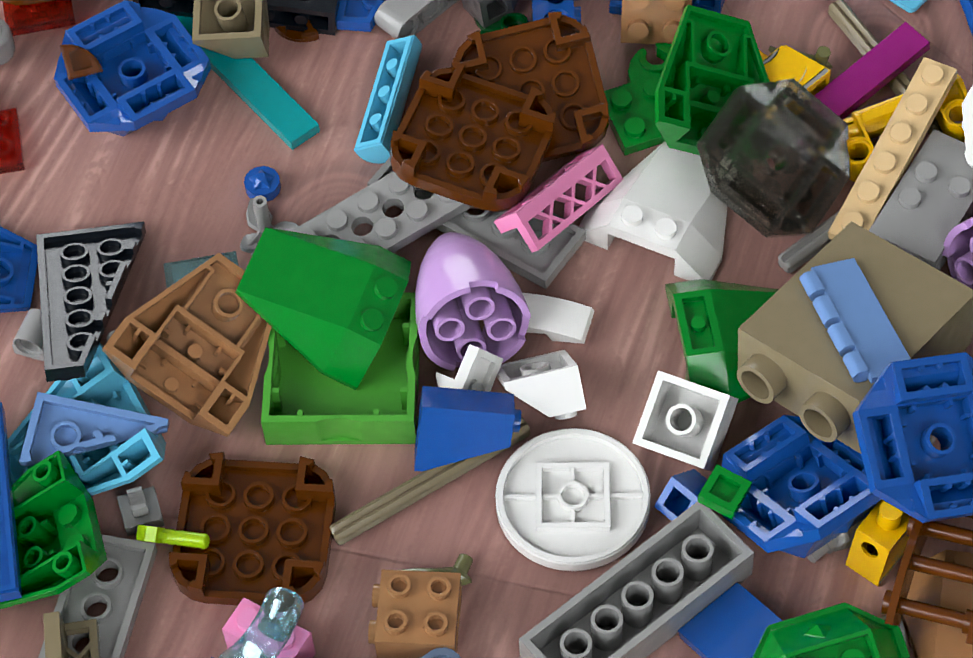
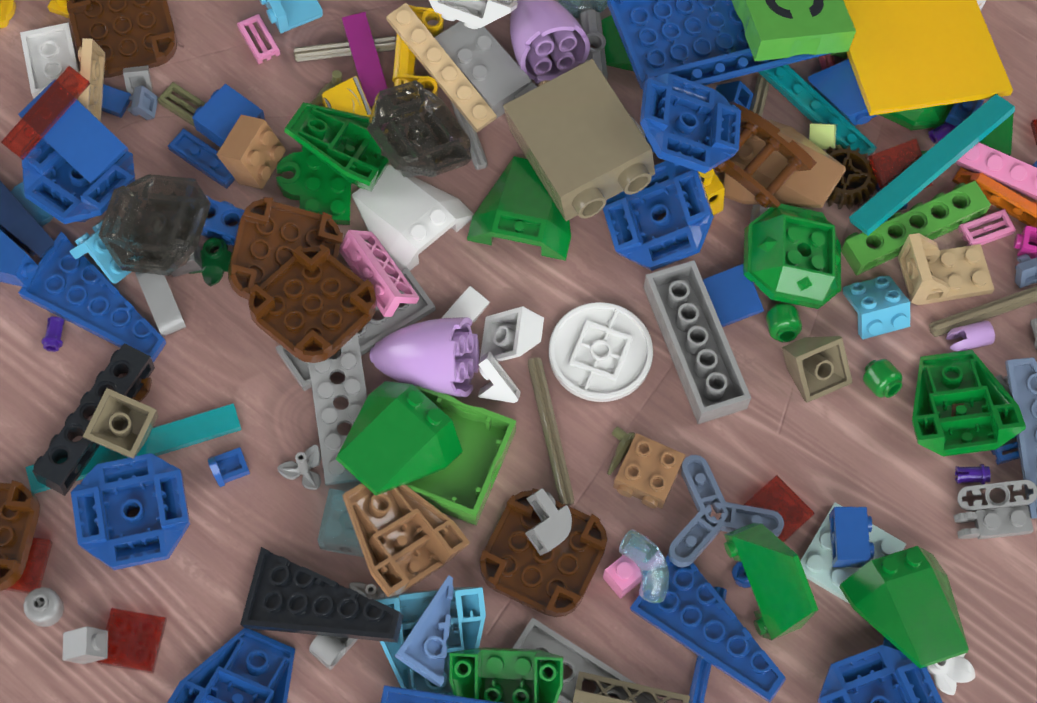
camera: 75 degrees left, 10 degrees up
(79, 62) = (113, 542): reddish brown tile -> none
(140, 508) = (497, 622): light grey tile -> none
(172, 536) = (524, 614): lime bar -> none
(234, 149) = (228, 466): none -> blue tile
(262, 182) = (264, 458): blue tile -> none
(282, 518) = (554, 523): none -> light grey brick
(388, 98) = (235, 350): medium azure brick -> none
(462, 425) = (531, 394): blue slope -> none
(680, 493) = (628, 286): blue brick -> none
(685, 421) = (582, 262): white brick -> none
(724, 491) = (650, 258): green plate -> none
(853, 318) = (596, 127): medium blue windscreen -> none

